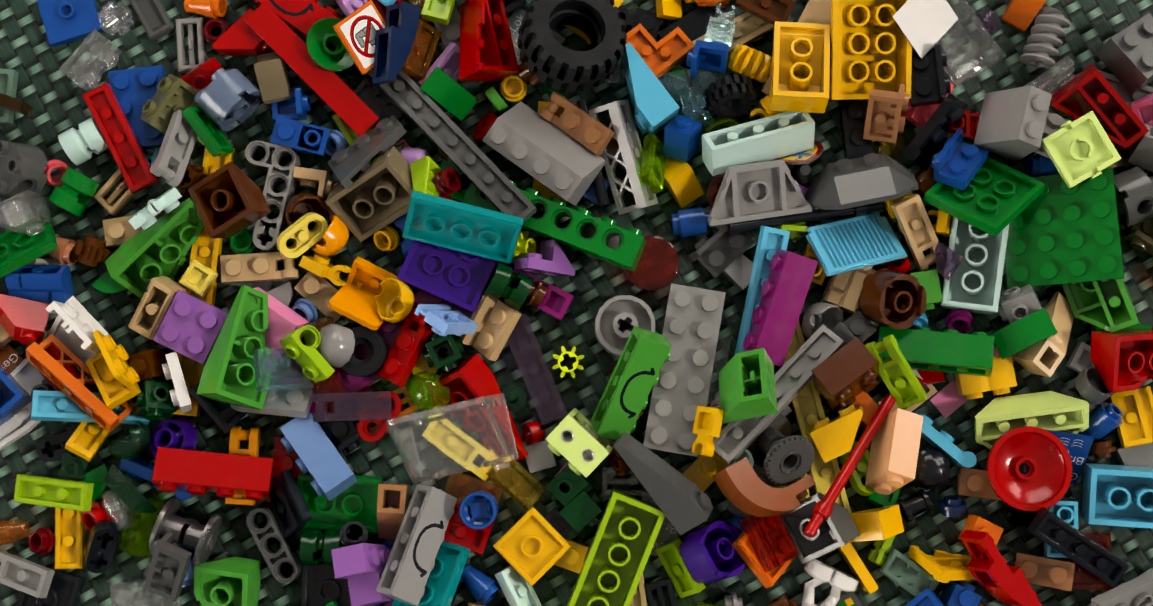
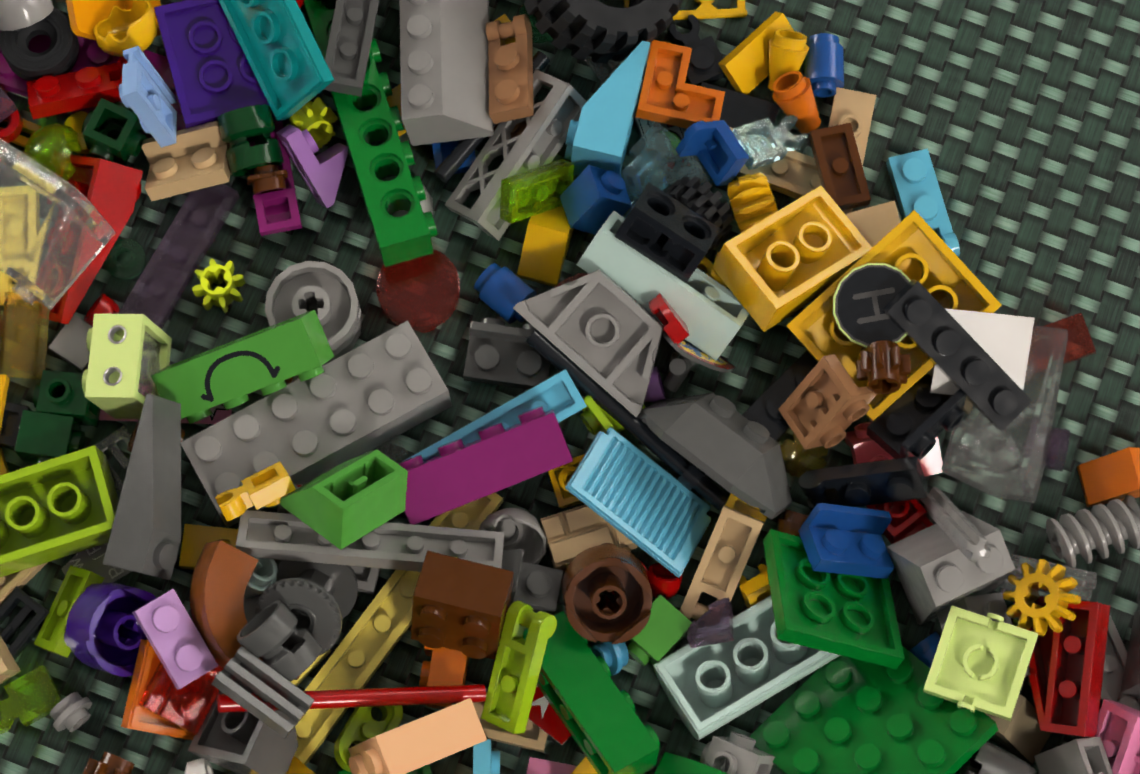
camera: 50 degrees right, 10 degrees down
(738, 117) = (667, 232): none -> black brick
(739, 272) = (492, 394): light grey slope -> none
(750, 529) = (175, 639): none -> lavender plate
(788, 154) = (674, 325): none -> red tile
(799, 480) = (278, 641): none -> dark grey wheel
(836, 435) = (380, 660): yellow slope -> none
(845, 501) = (266, 685): none -> dark grey tile
(863, 47) = (861, 301): none -> black tile
(897, 70) = (883, 367): none -> reddish brown gear
(918, 29) = (957, 354): none -> black plate
(959, 320) = (655, 708): magenta plate -> none
(1008, 104) = (956, 525): none -> light grey axle
(1080, 85) = (1027, 592): none -> yellow gear

